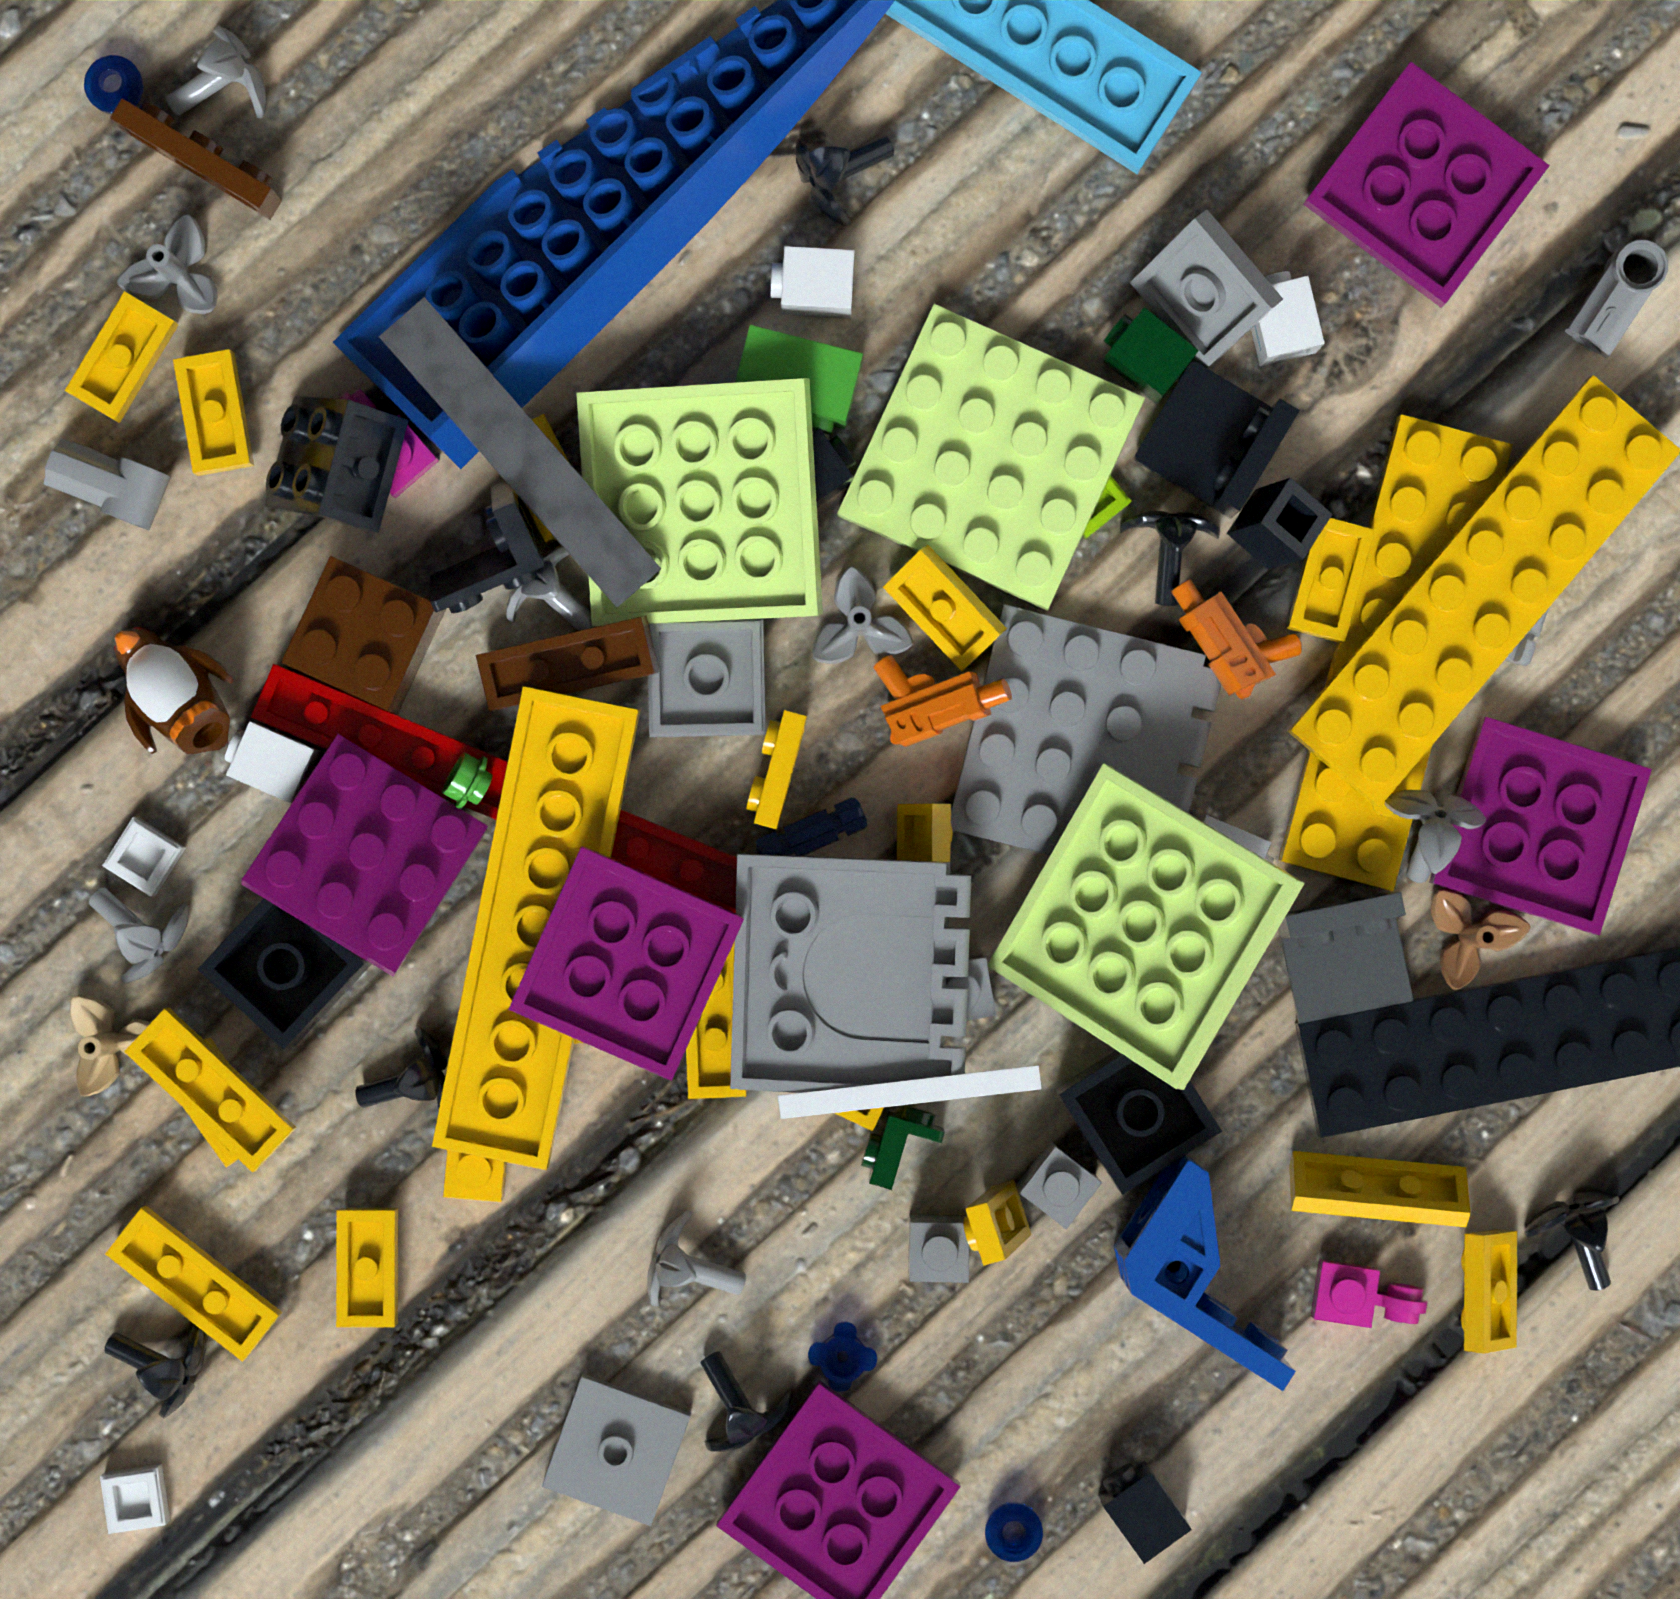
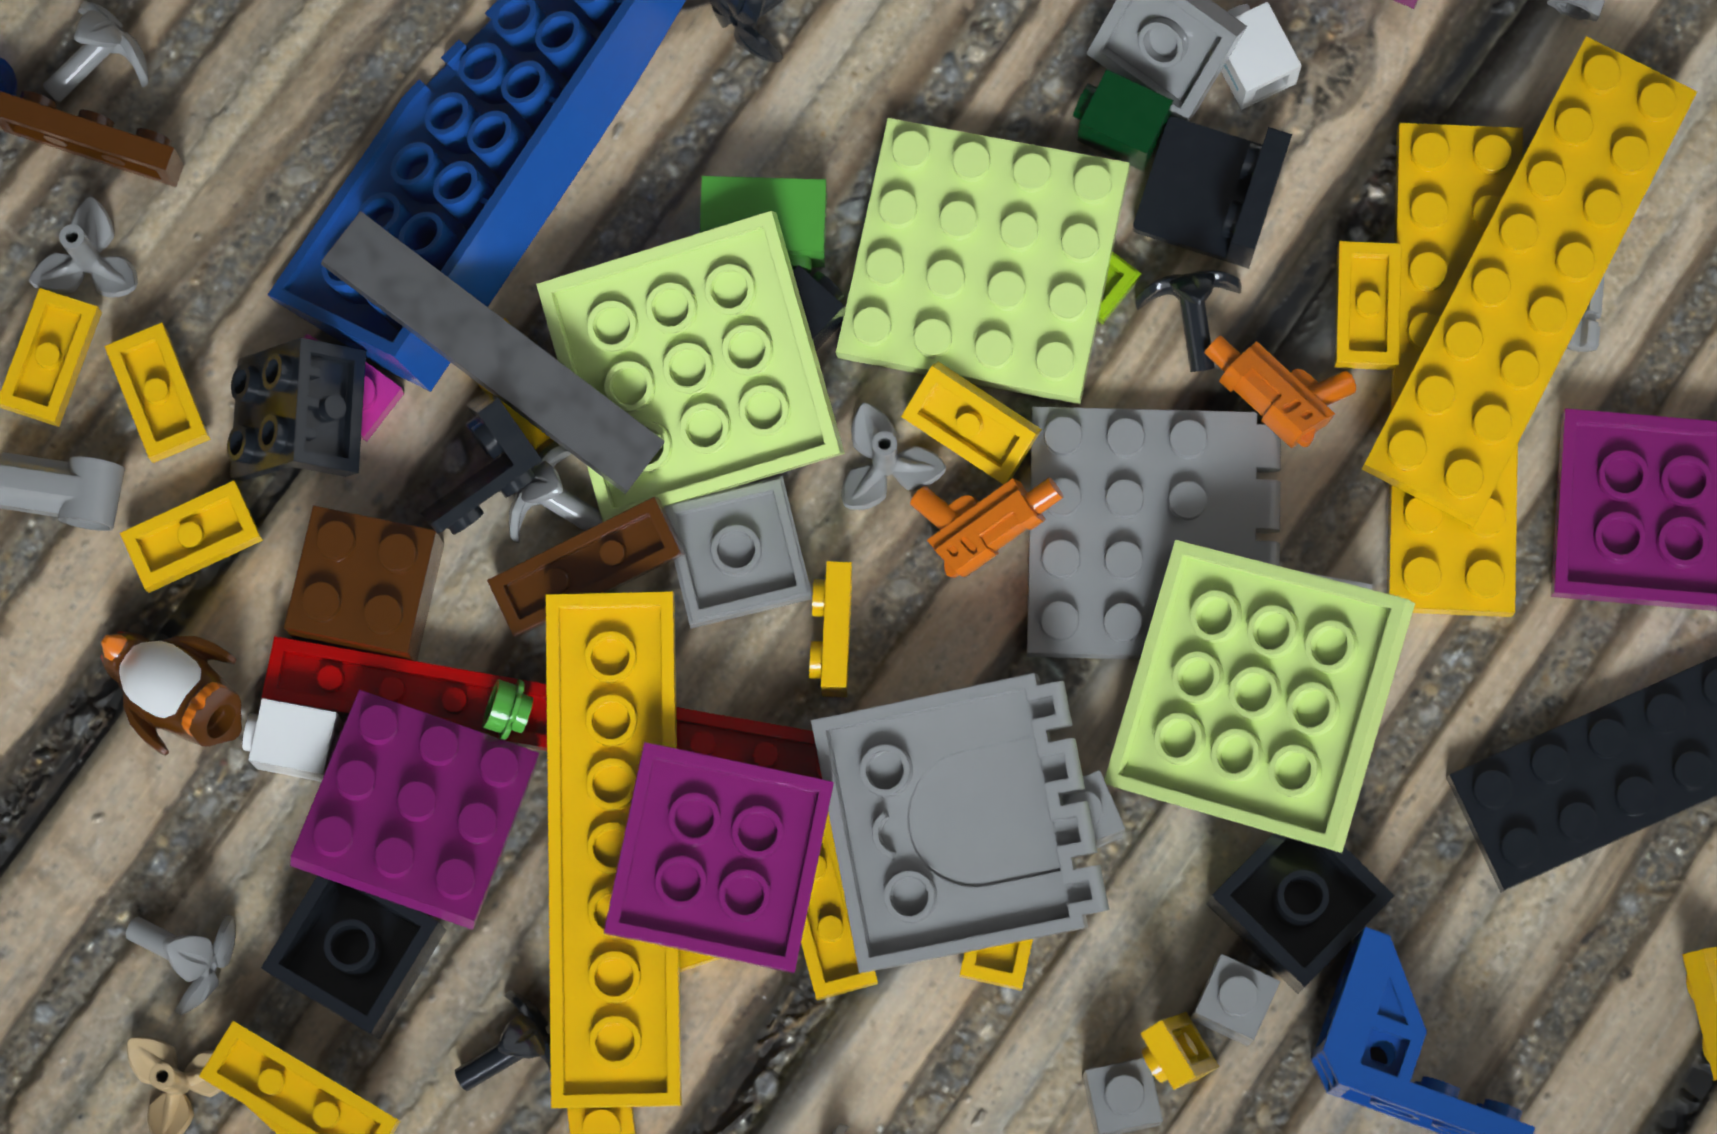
camera: 10 degrees left, 10 degrees down
(144, 856) = (175, 874): white tile -> none
(217, 553) = (191, 536): none -> yellow plate
(814, 282) = (759, 122): white brick -> none
(815, 830) = (892, 682): dark blue axle -> none
(885, 1150) = (1041, 1007): dark green bracket -> none
(909, 1092) = (1051, 925): white sticker -> none
(924, 832) = (1002, 653): yellow plate -> none
(1279, 523) = (1300, 257): black brick -> none
(1346, 956) = (1480, 689): dark grey bracket -> none
(1349, 1295) = (1577, 1052): dark pink plate -> none
(1379, 1189) = (1579, 929): yellow plate -> none
(1437, 838) = (1543, 534): light grey plant -> none
(1494, 931) = (1632, 631): medium nougat plant -> none

